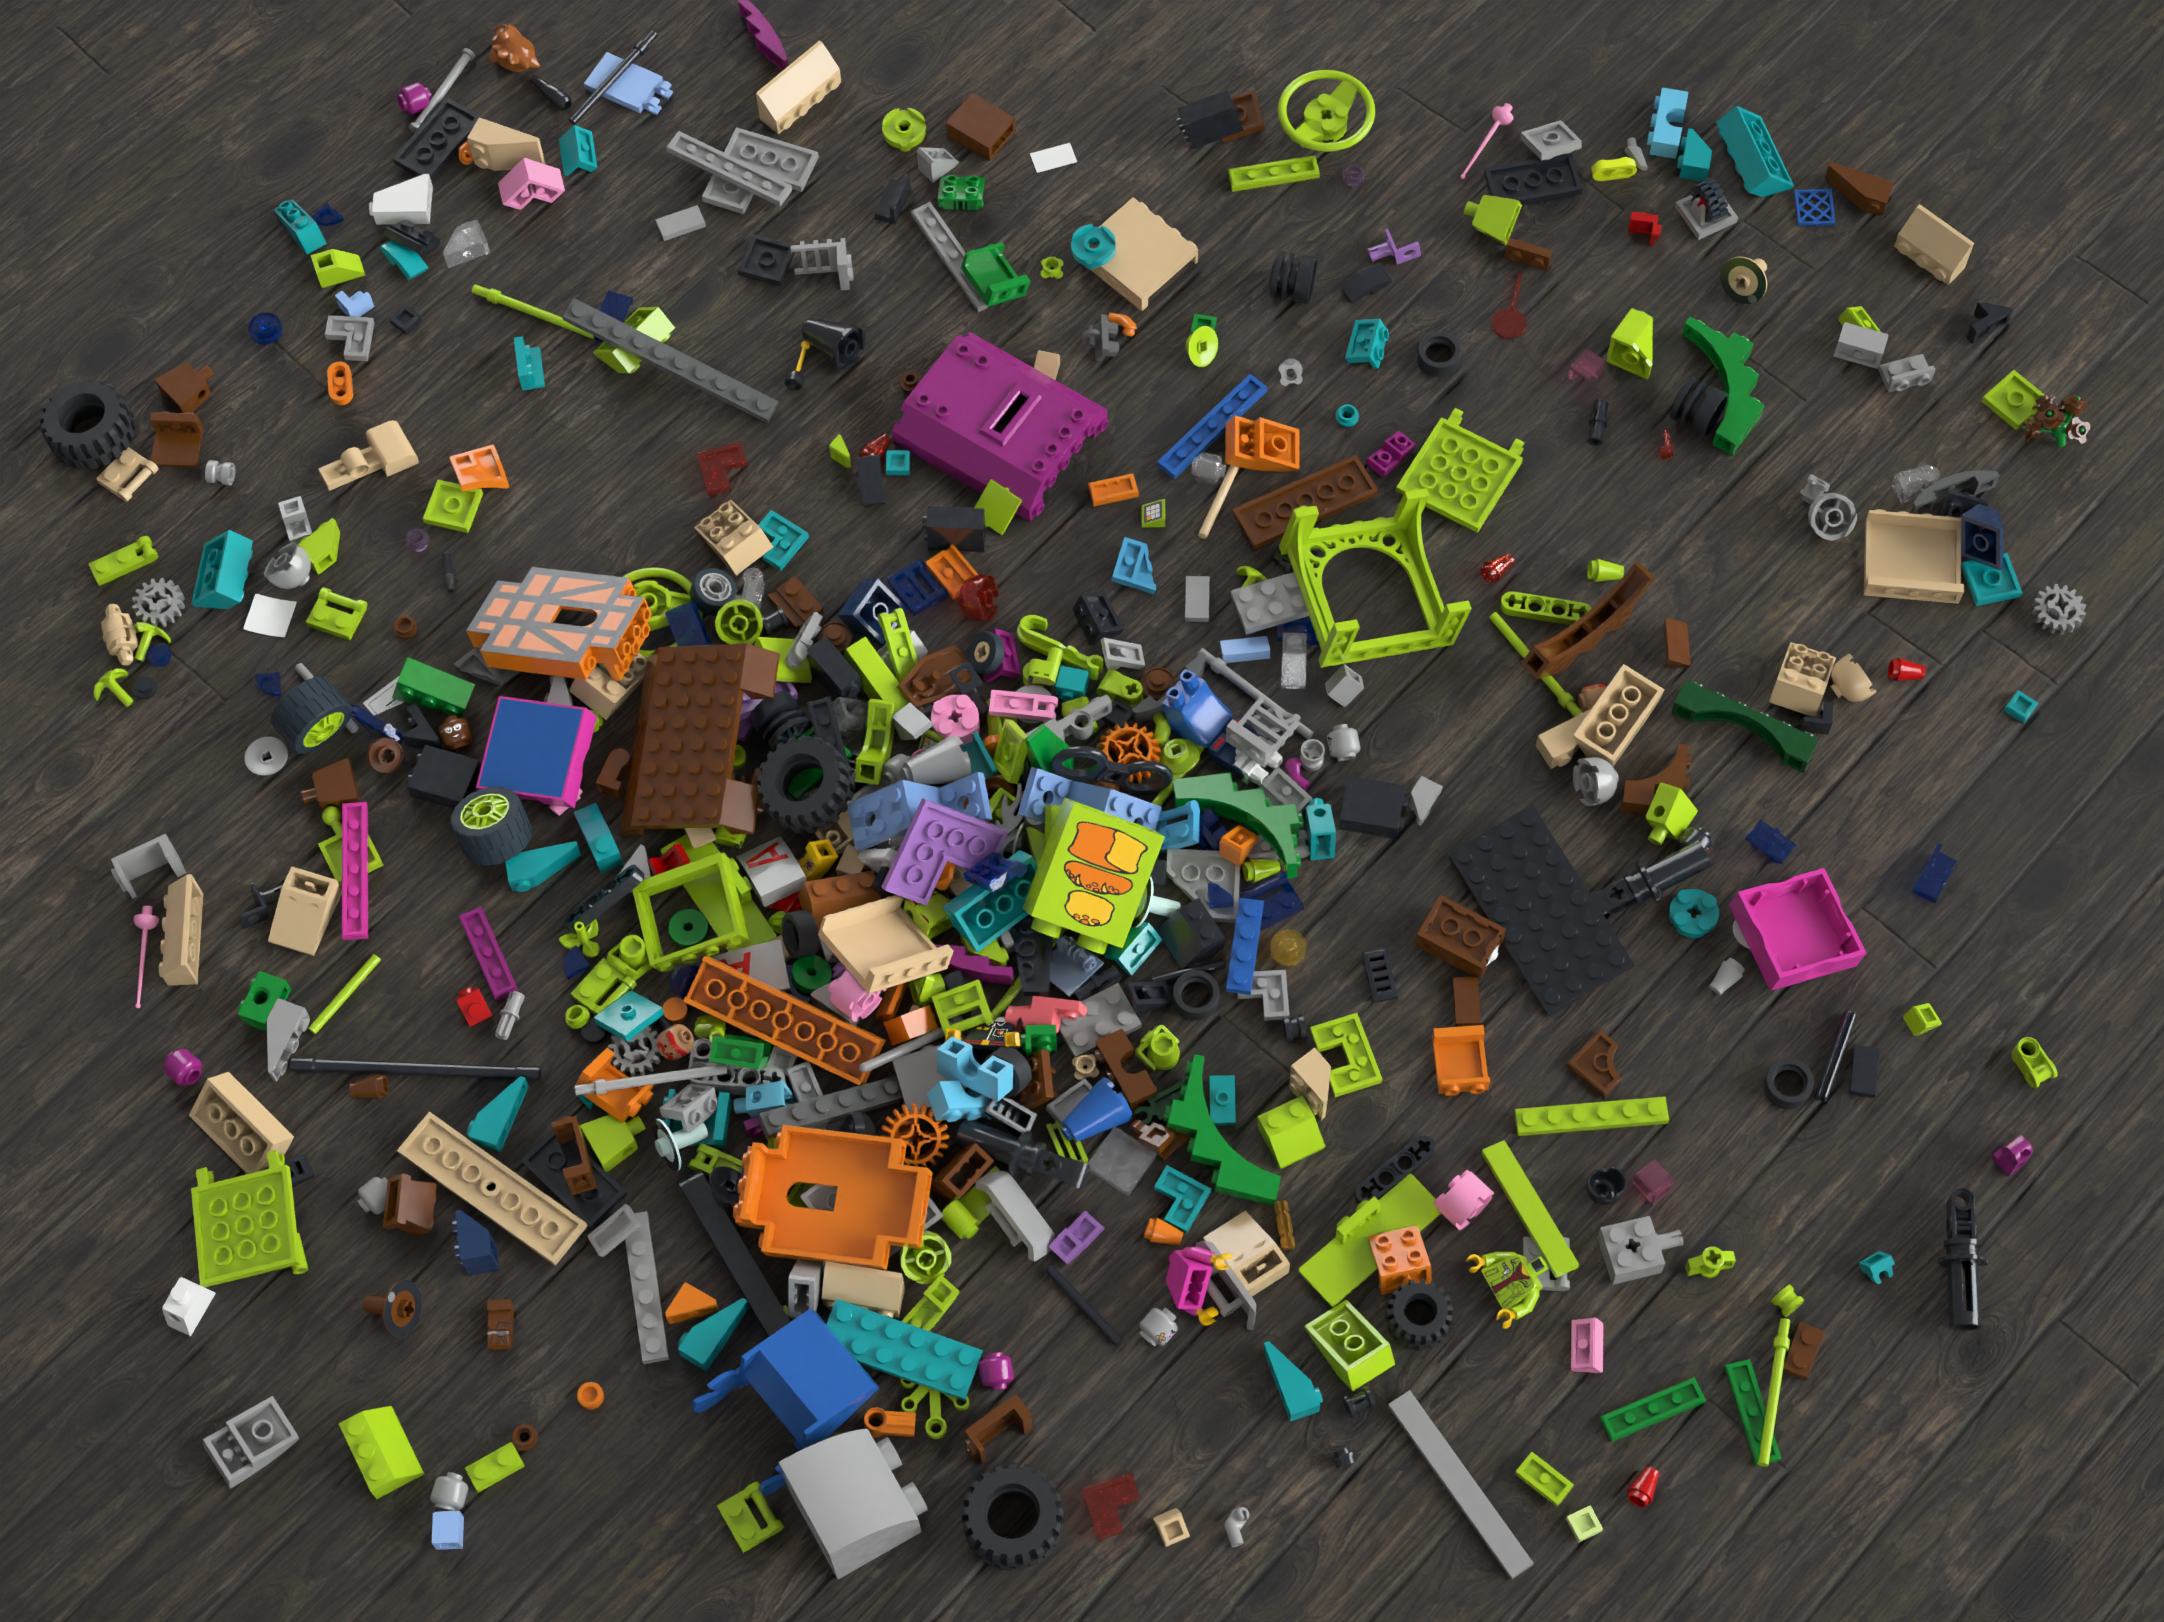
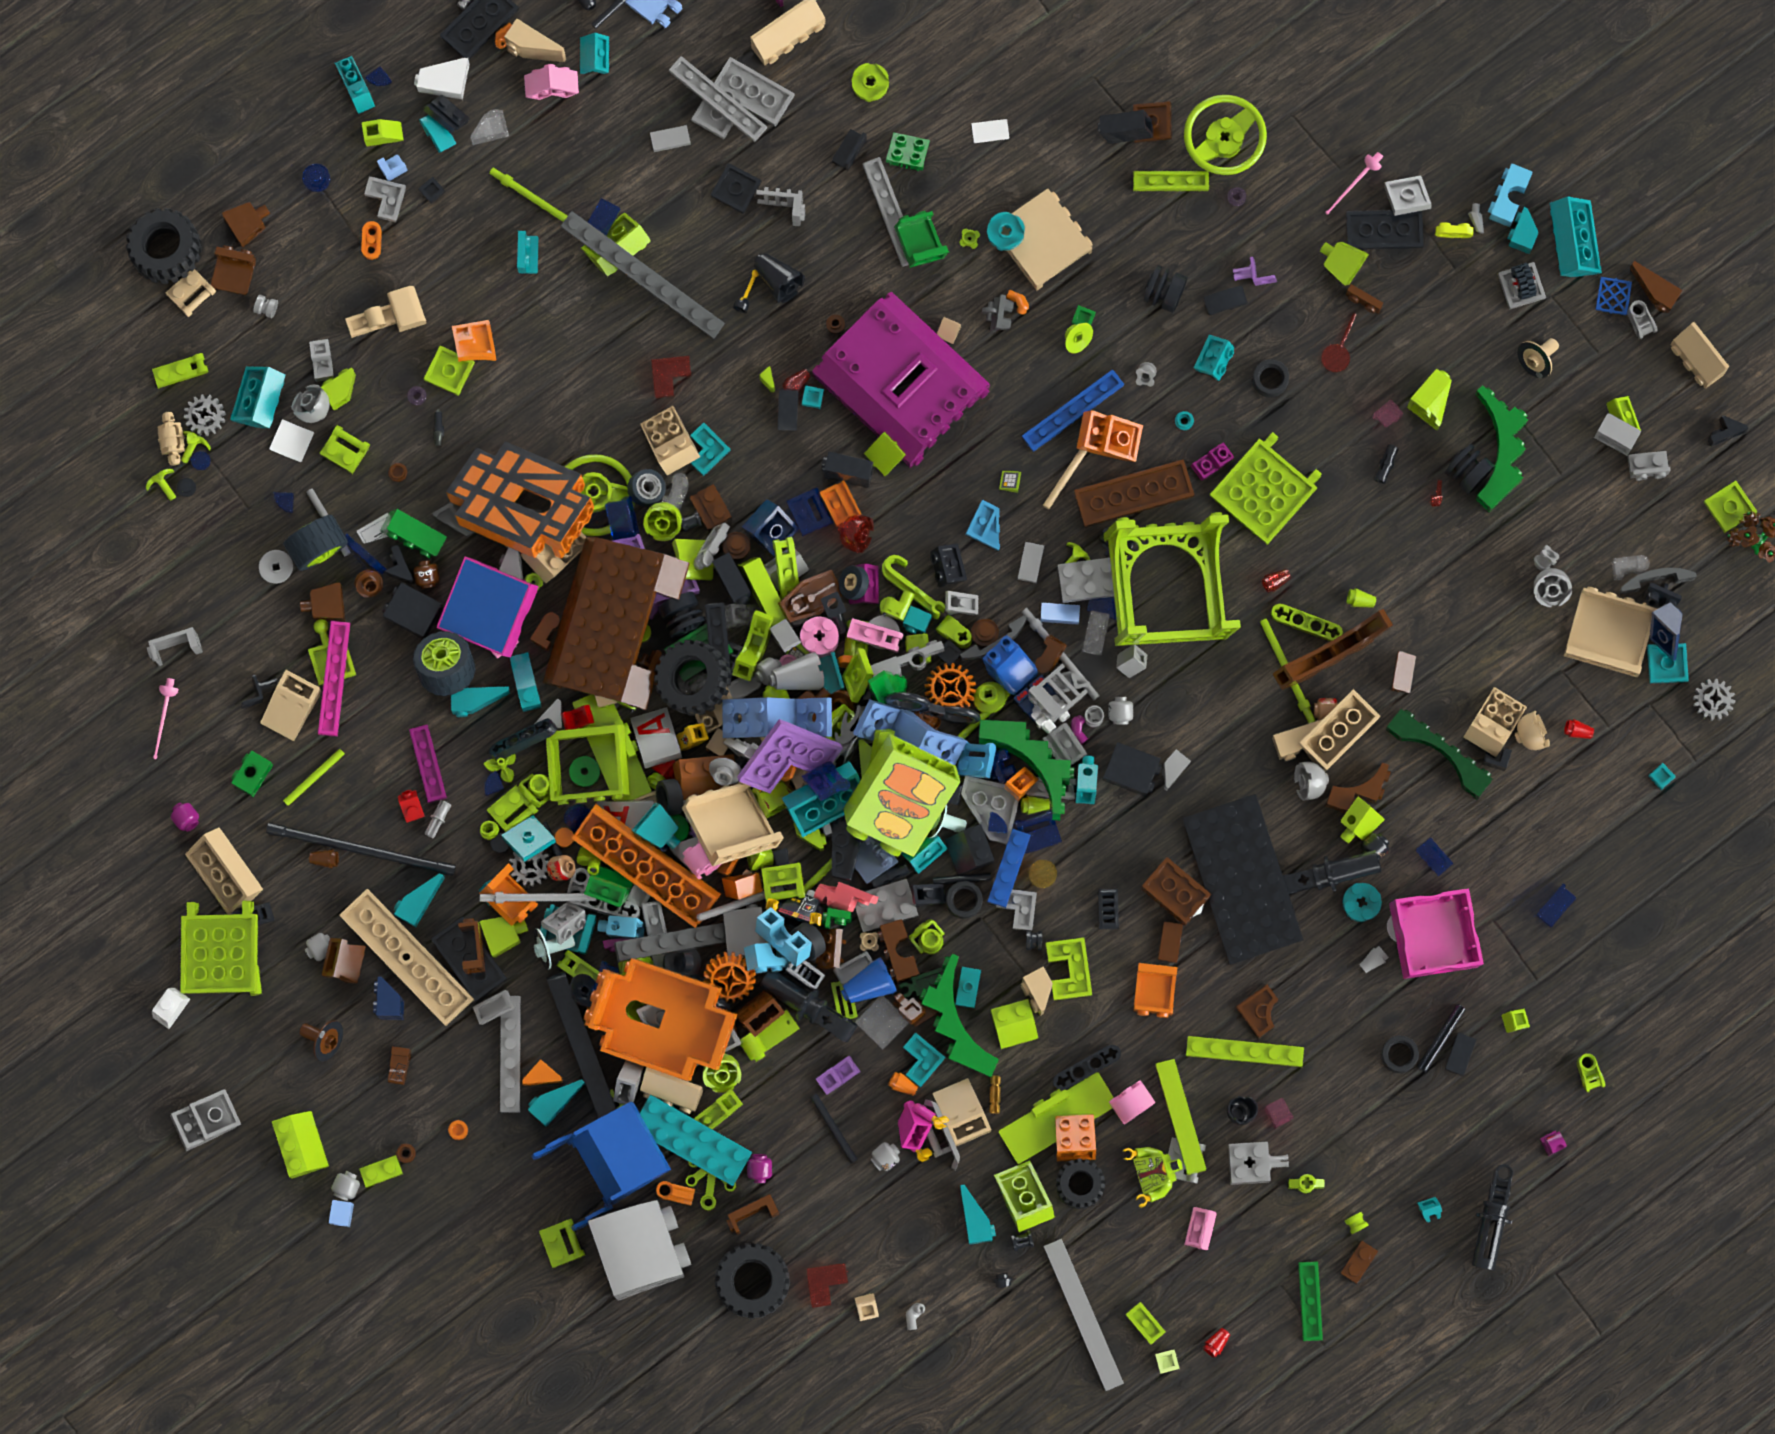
camera: 10 degrees right, 15 degrees up
(182, 932) = (195, 705): tan slope -> none
(283, 1031) = (264, 800): light grey slope -> none
(791, 969) = (657, 828): none -> teal torso
(864, 877) = (724, 771): none -> light grey piece
(935, 162) = (891, 120): light grey slope -> none
(978, 967) = (799, 847): magenta slope -> none
(980, 126) = (934, 92): reddish brown brick -> none
(1016, 1214) = (796, 1050): light grey piece -> none
(1113, 489) = (982, 453): orange plate -> none
(1162, 729) = (980, 673): lime arm -> none
(1208, 468) = (1062, 449): clear head -> none
(1244, 692) = (1051, 654): none -> reddish brown leg
(1645, 224) = (1467, 287): red bracket -> none
(1652, 1409) = (1237, 1285): green tile -> none
(1781, 1346) = (1343, 1255): lime bar -> none
(1856, 224) = (1642, 320): none -> light grey piece

